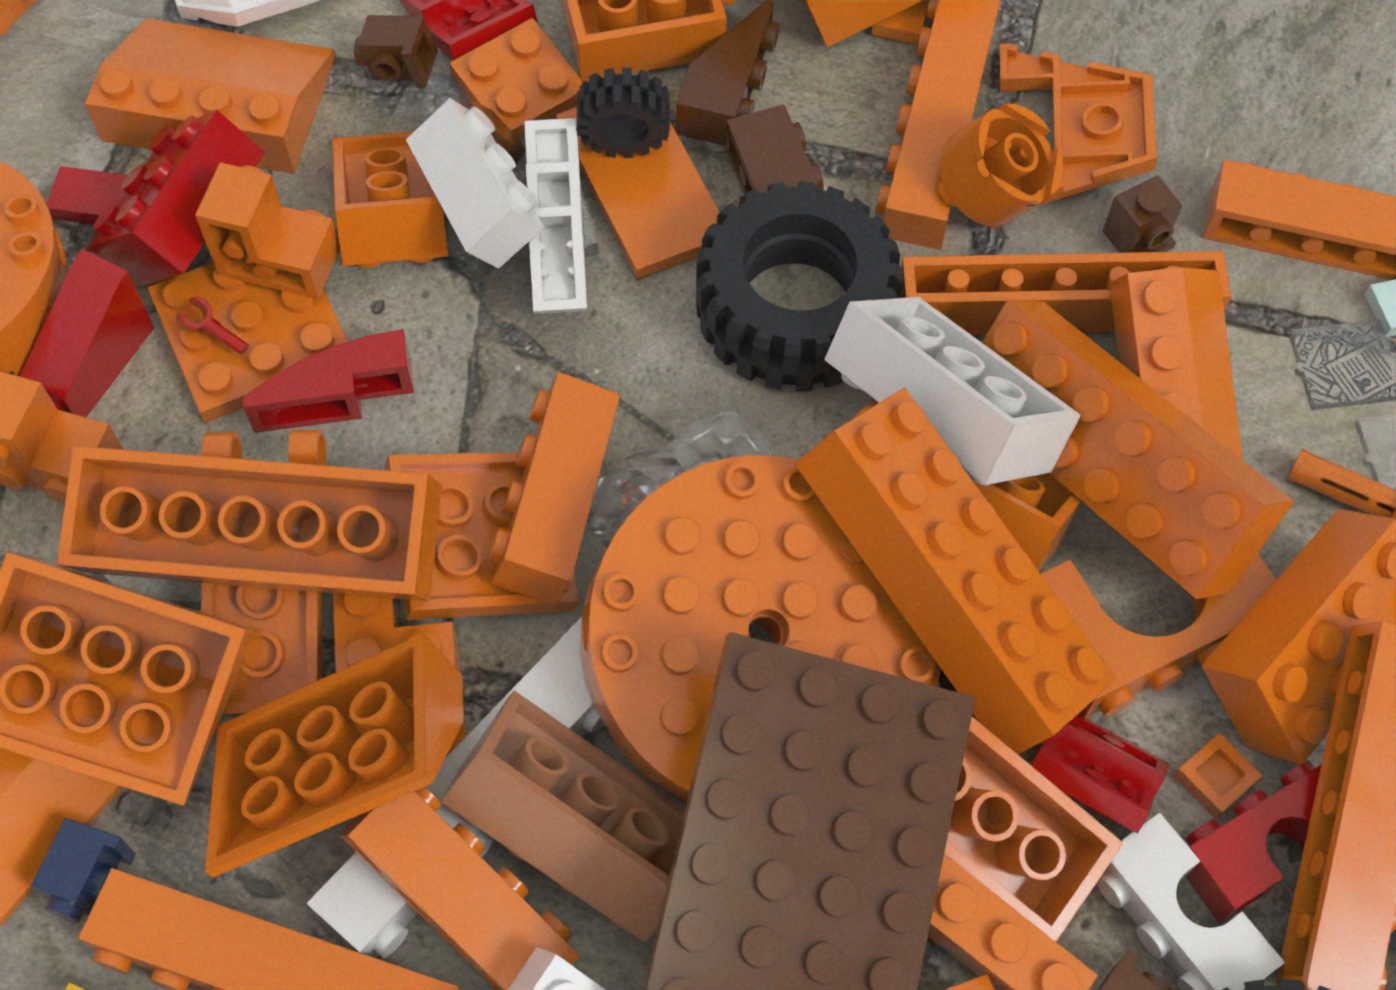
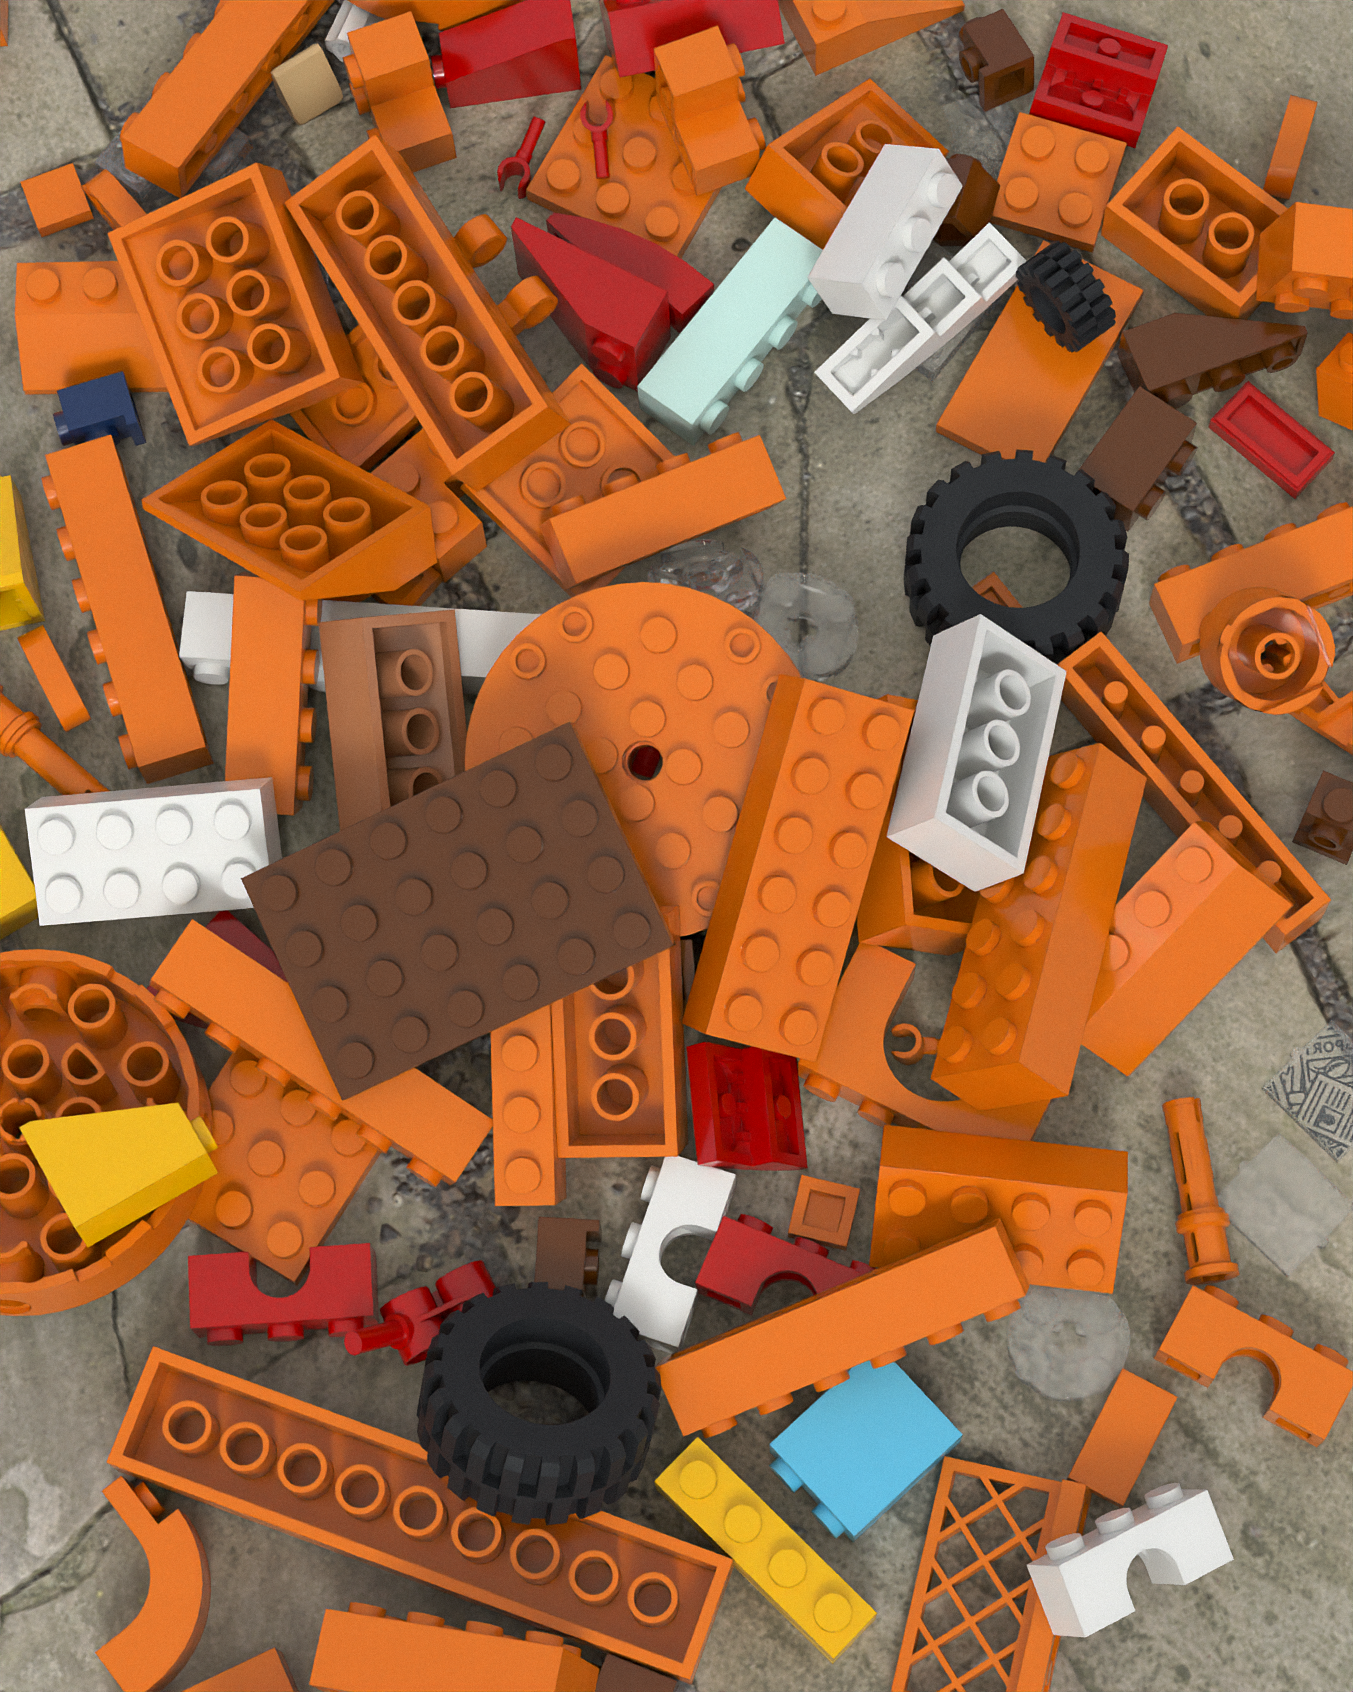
camera: 60 degrees right, 10 degrees up
(175, 404) = (520, 162): none -> red hand
(360, 408) = (602, 310): none -> red slope
(448, 348) = (732, 334): none -> light aqua brick
(822, 84) = (1271, 439): none -> red tile
(1129, 603) = (923, 1045): none -> orange hand

